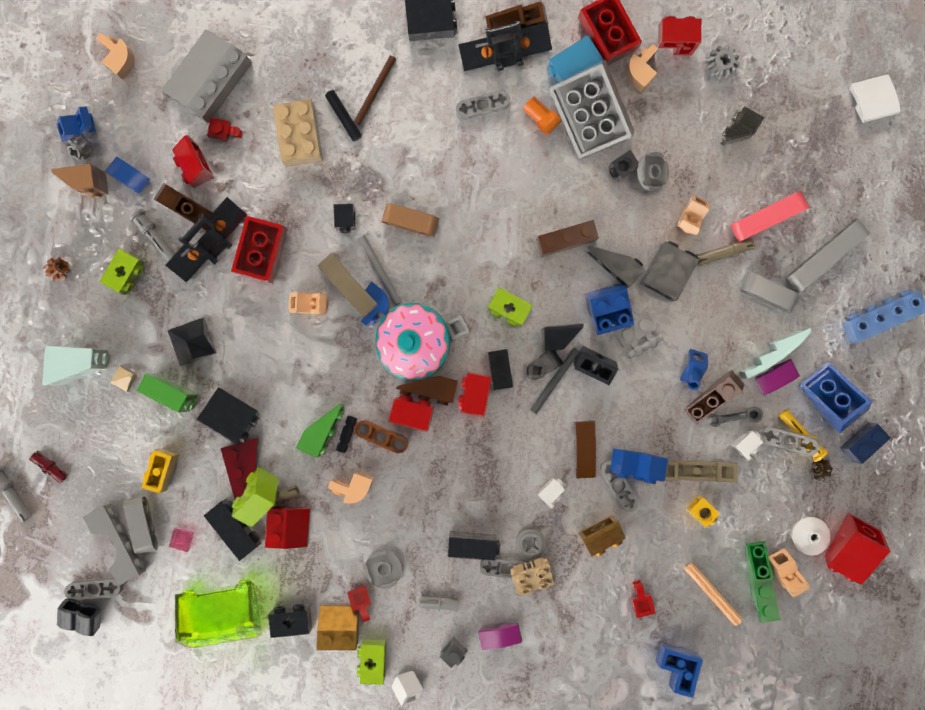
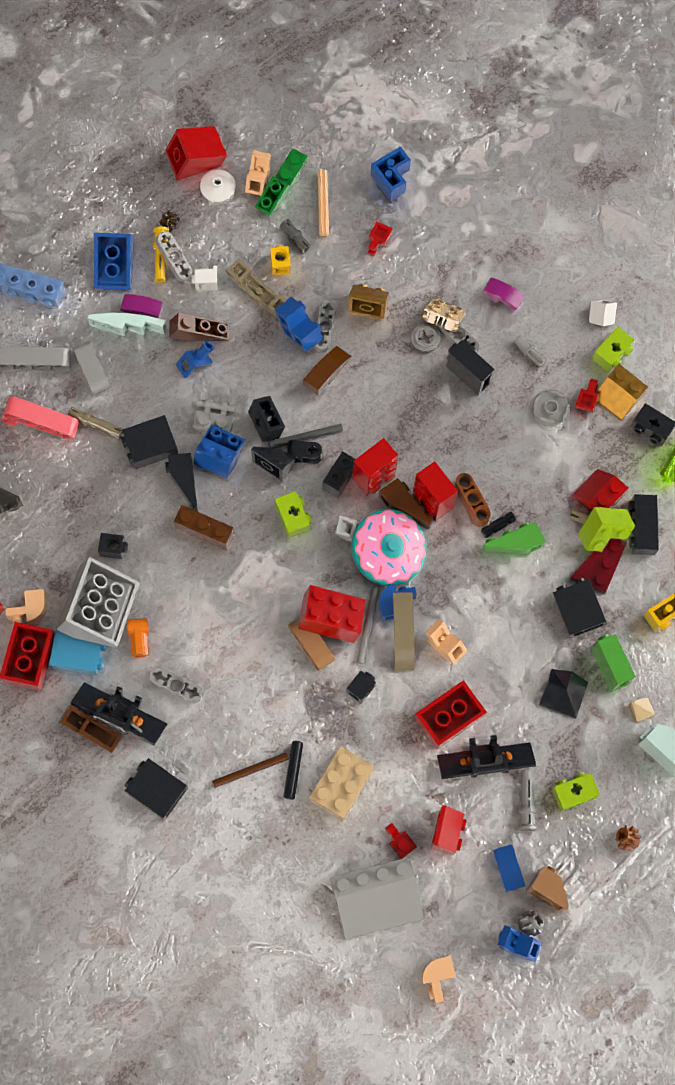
camera: 145 degrees left, 15 degrees down
(181, 204) = (483, 805): reddish brown slope -> none
(355, 491) = (523, 477): light nougat brick -> none
(410, 250) = (332, 614): none -> red brick
(453, 653) = (546, 306): dark grey brick -> none
(552, 491) = (378, 360): white brick -> none
(652, 171) = (94, 522): light grey tile -> none
(693, 215) = (95, 467): light nougat brick -> none
(709, 544) = (295, 236): none -> dark grey pin
(739, 416) = (184, 290): dark grey brick -> none
(865, 443) = (122, 213): dark blue brick -> none

